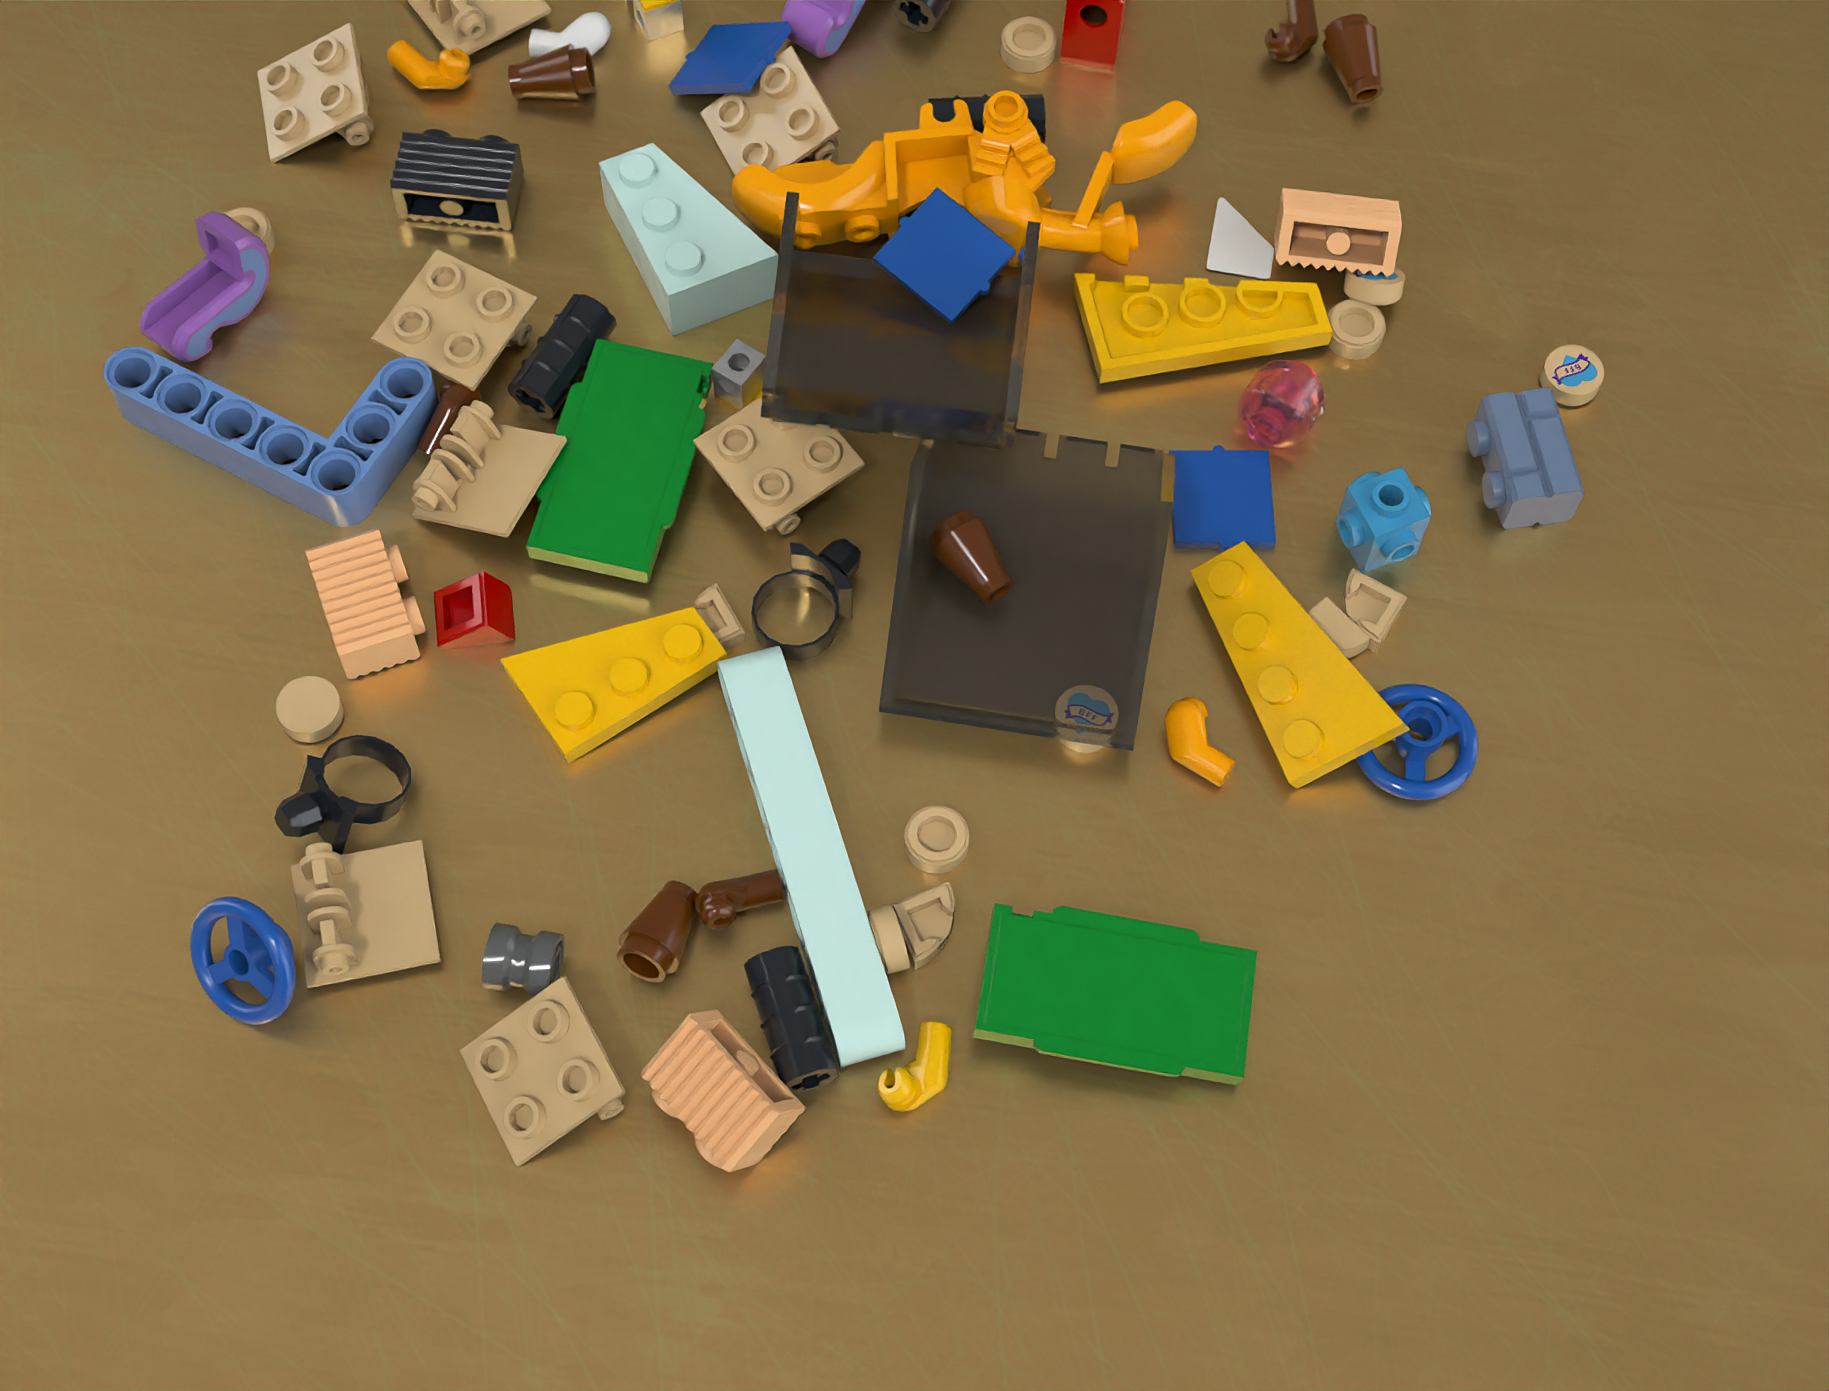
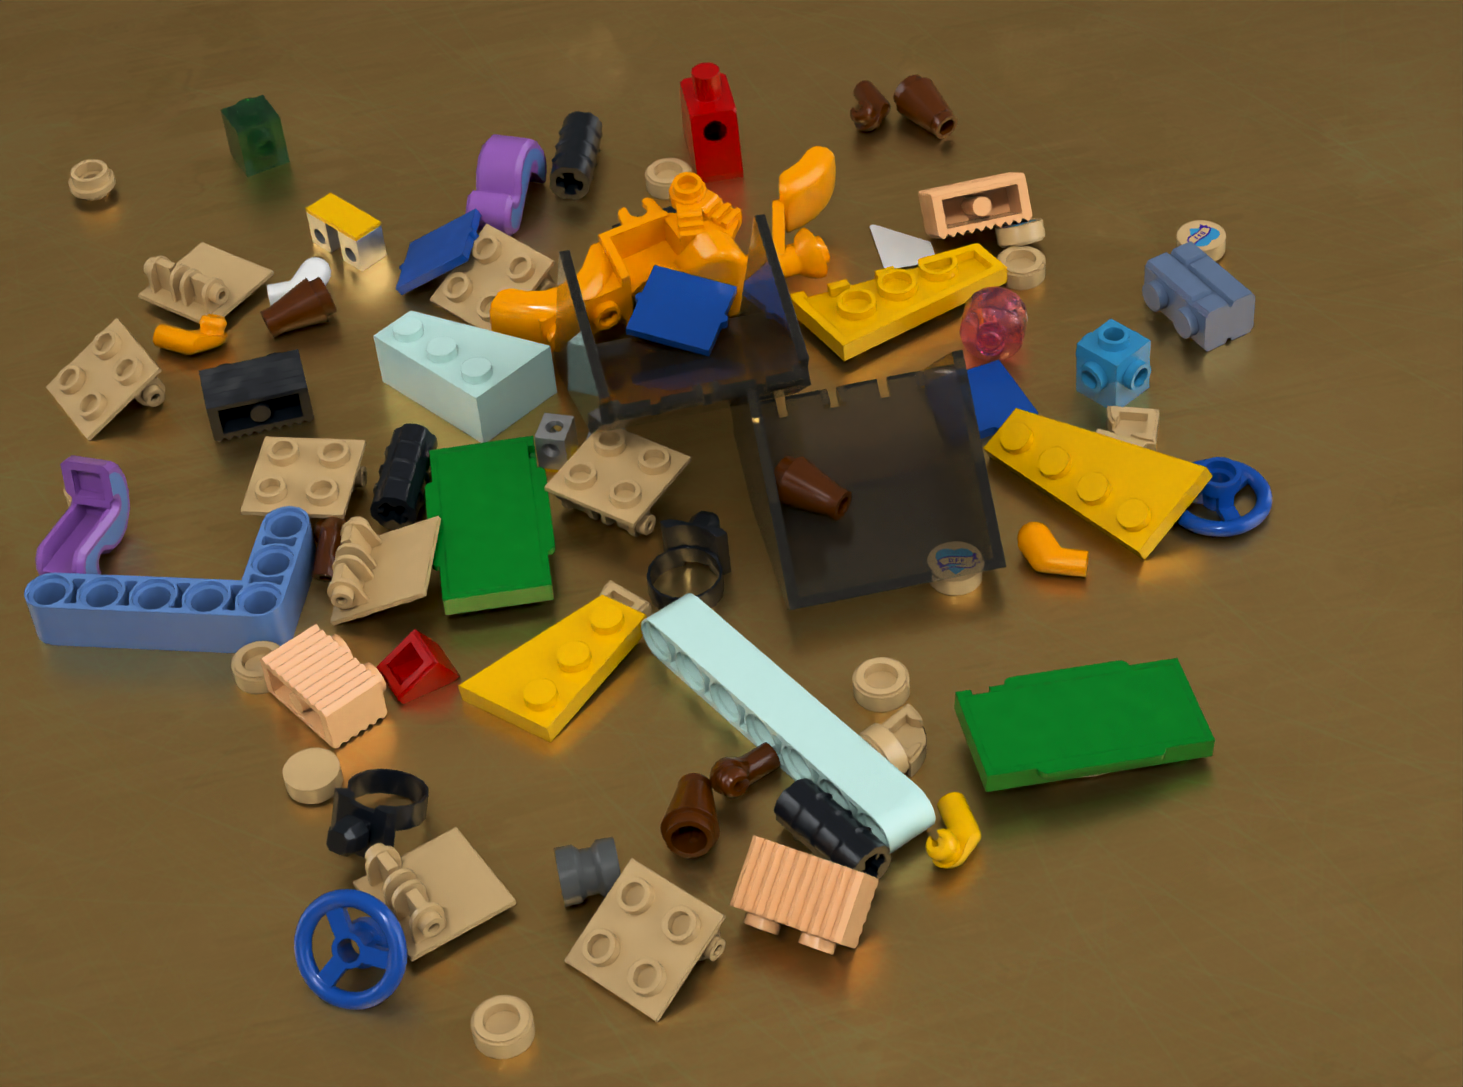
camera: 15 degrees left, 20 degrees down
(309, 532) = (247, 666): none -> tan tile
(362, 1109) = (503, 1027): none -> tan tile

